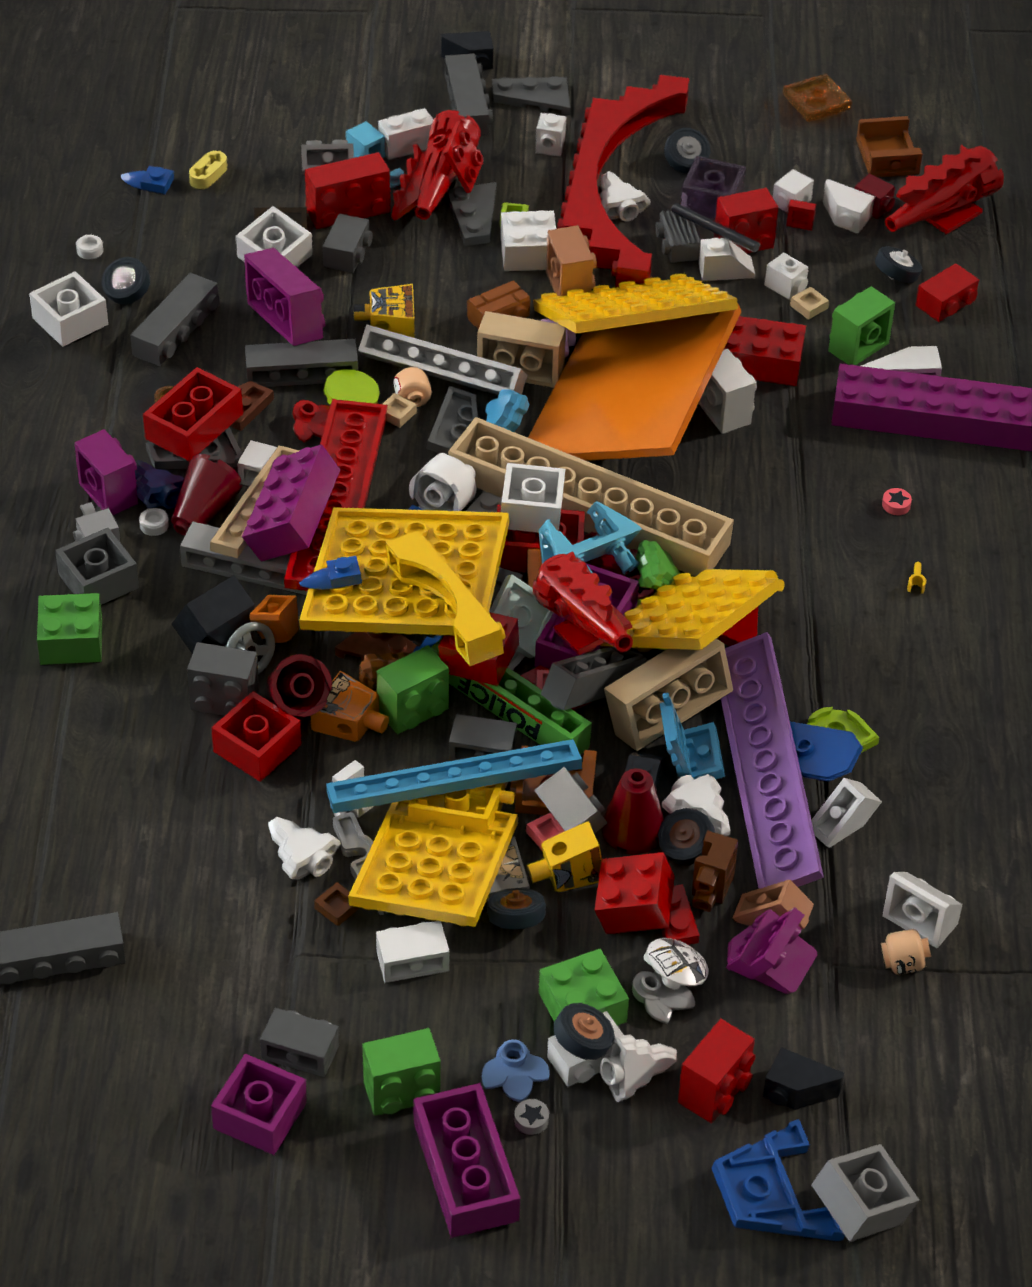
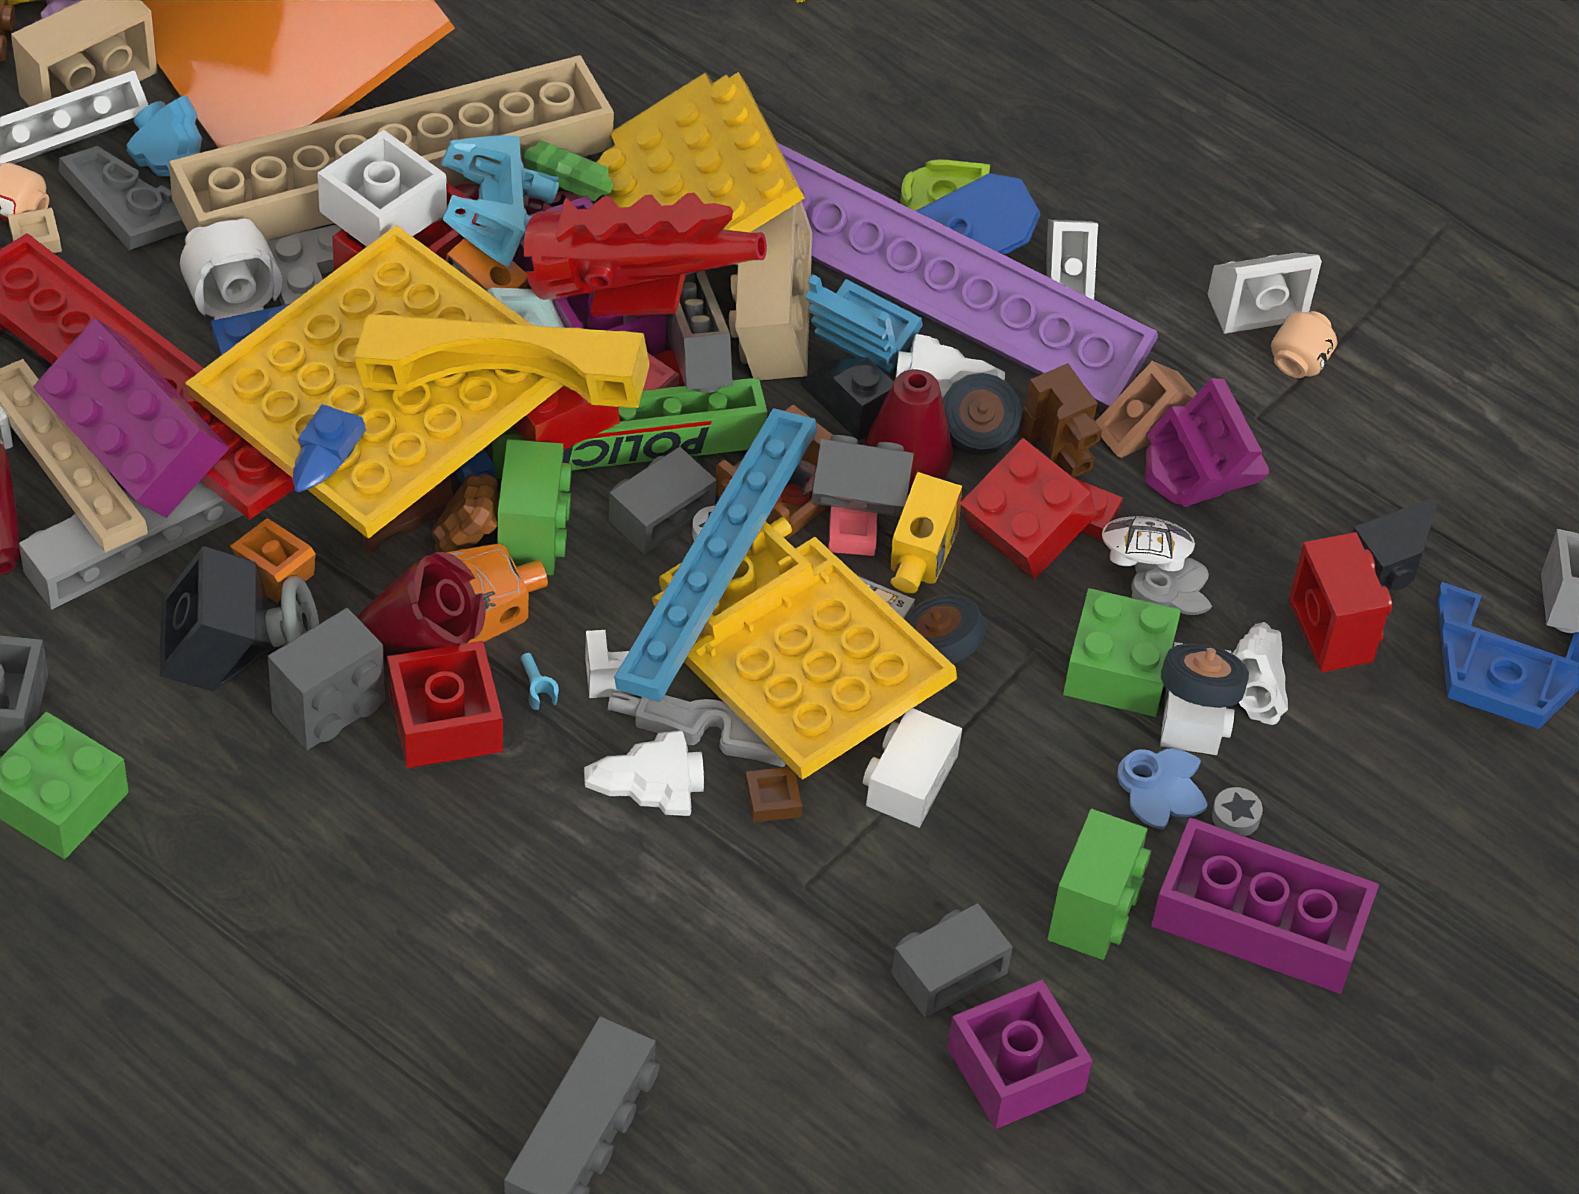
camera: 55 degrees left, 5 degrees up
(316, 769) = (538, 682): none -> medium azure hand

